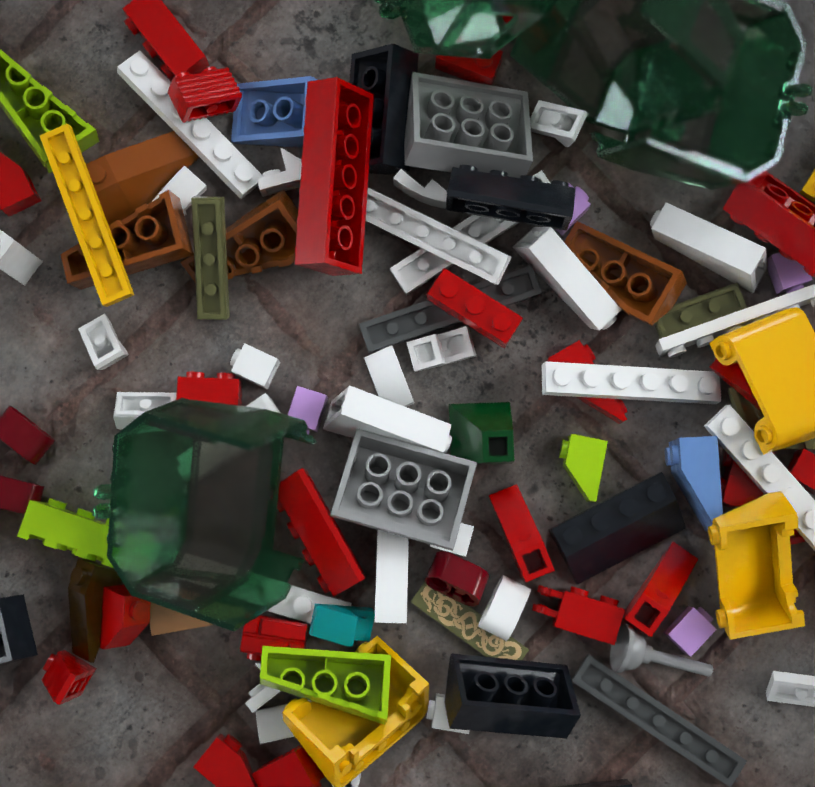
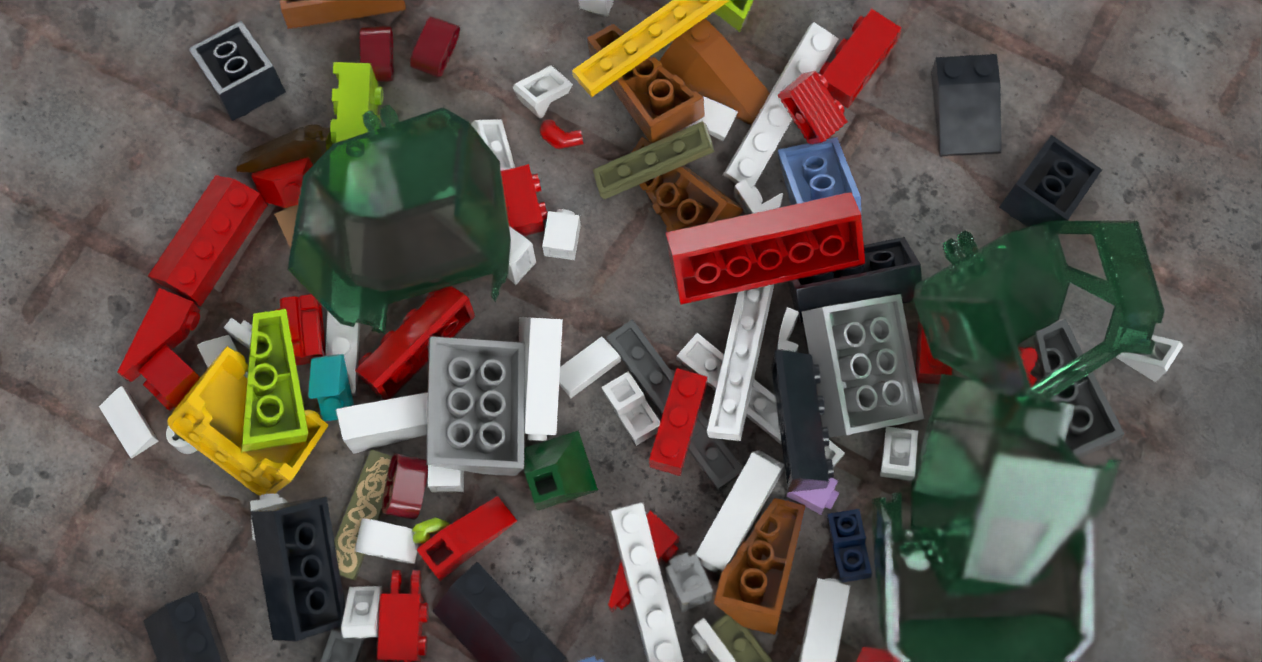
camera: 75 degrees right, 10 degrees down
(66, 676) = (216, 150): red slope -> none
(151, 708) = (209, 239): none -> red slope
(155, 342) = (557, 137): none -> red arm
(309, 407) = (532, 295): lavender brick -> none
(504, 566) = (424, 529): none -> lime arm
(564, 648) = (362, 612): none -> white slope
(584, 463) = (555, 581): lime slope -> none
(623, 343) = (688, 582): none -> light grey hinge
(624, 193) = (849, 545): none -> dark blue slope

